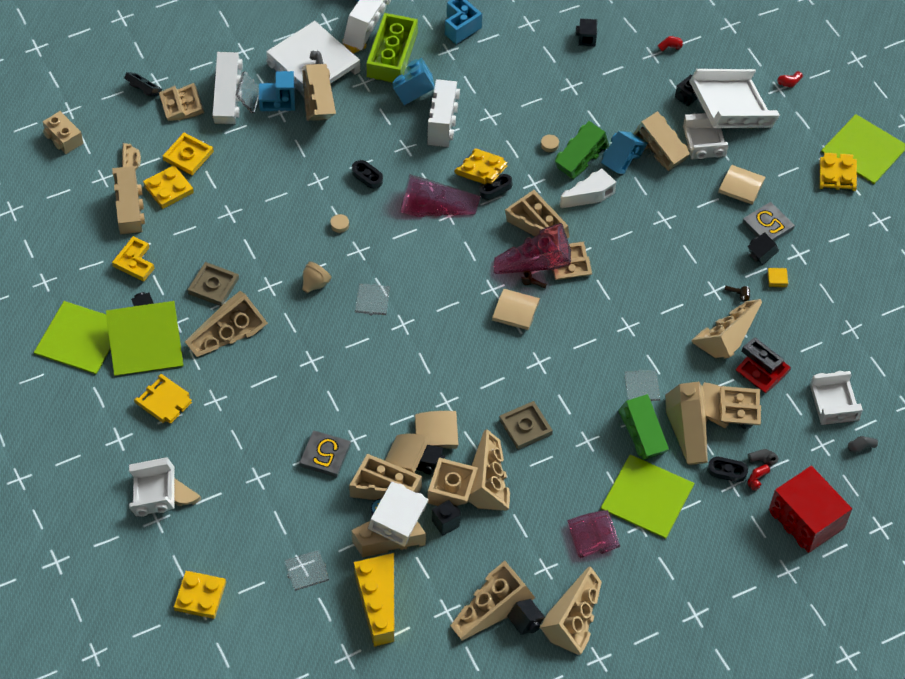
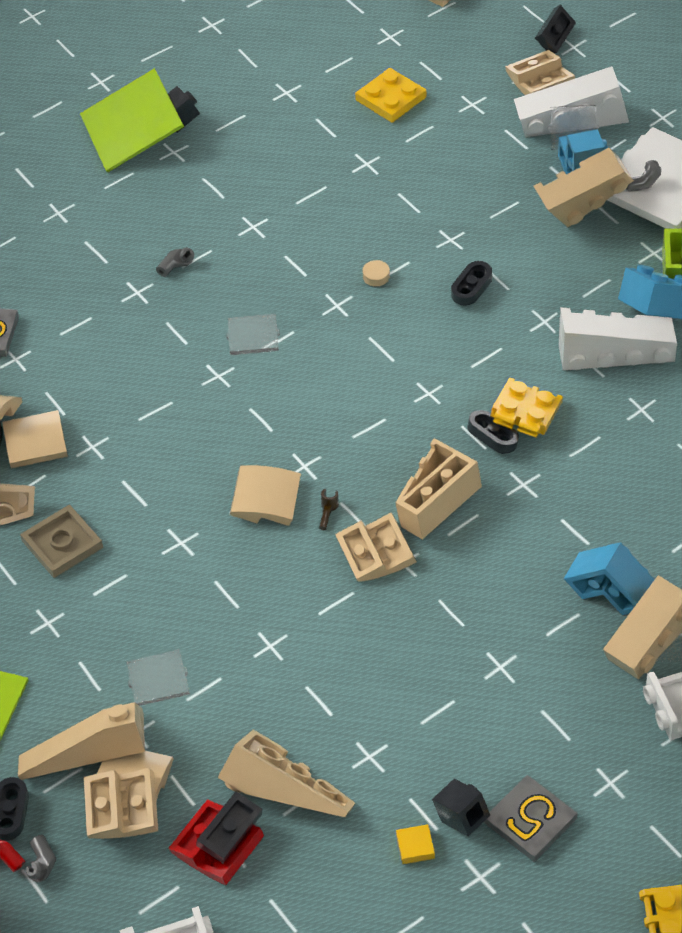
camera: 85 degrees right, 5 degrees down
(76, 338) = (125, 61): lime piece -> none
(127, 200) = (345, 57): tan wedge -> none
(130, 156) = (427, 51): tan tile -> none
(131, 260) = (256, 83): yellow plate -> none
(164, 400) = (44, 163): yellow plate -> none
(188, 153) = (449, 98): yellow plate -> none
(213, 284) = (240, 170): dark tan tile -> none
(230, 323) = (171, 194): tan wedge -> none
(291, 332) = (175, 259): none -> dark grey arm
(314, 277) = (268, 260): tan helmet -> none
(430, 198) = (447, 357): clear pink wedge -> none
(543, 252) = (365, 496): clear pink wedge -> none
(550, 143) = (607, 488): tan tile -> none
(581, 150) = (594, 521): bright green wedge -> none
(591, 190) = (524, 553): white slope -> none
(643, 427) = (64, 677): bright green wedge -> none
(741, 184) = (603, 765): tan slope -> none
(743, 291) = (367, 796): dark brown hand -> none

